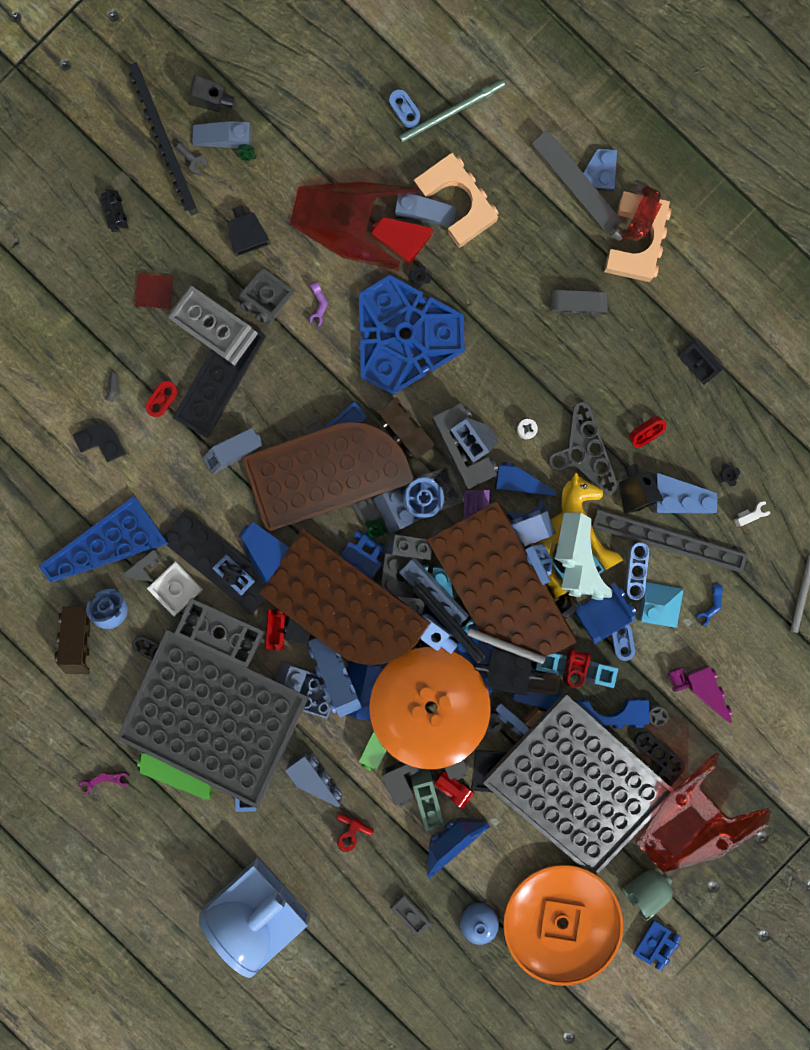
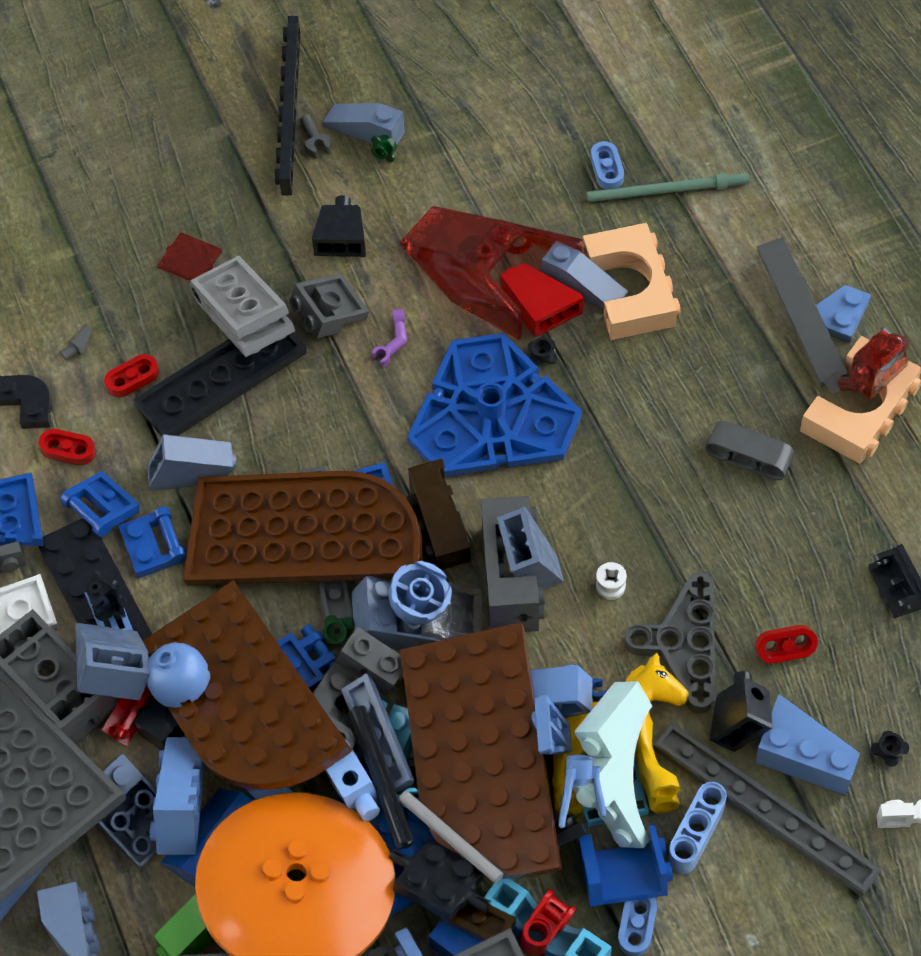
camera: 25 degrees right, 30 degrees down
(112, 202) = (189, 156): black hinge -> none
(147, 467) = (69, 446): none -> red plate
(191, 494) = (105, 496): none -> blue plate
(201, 93) = (366, 73): black torso -> none
(228, 516) = (143, 546): none -> blue plate
(255, 613) = (111, 661): none -> sand blue slope
(262, 550) = (164, 594): blue slope -> none
(301, 609) = (177, 674): none -> medium blue cylinder
(516, 480) = (568, 641): blue slope -> none
(569, 587) = (578, 772): none -> medium blue plant
(660, 605) = (716, 895): medium azure slope -> none
(717, 591) = (801, 932): blue arm -> none

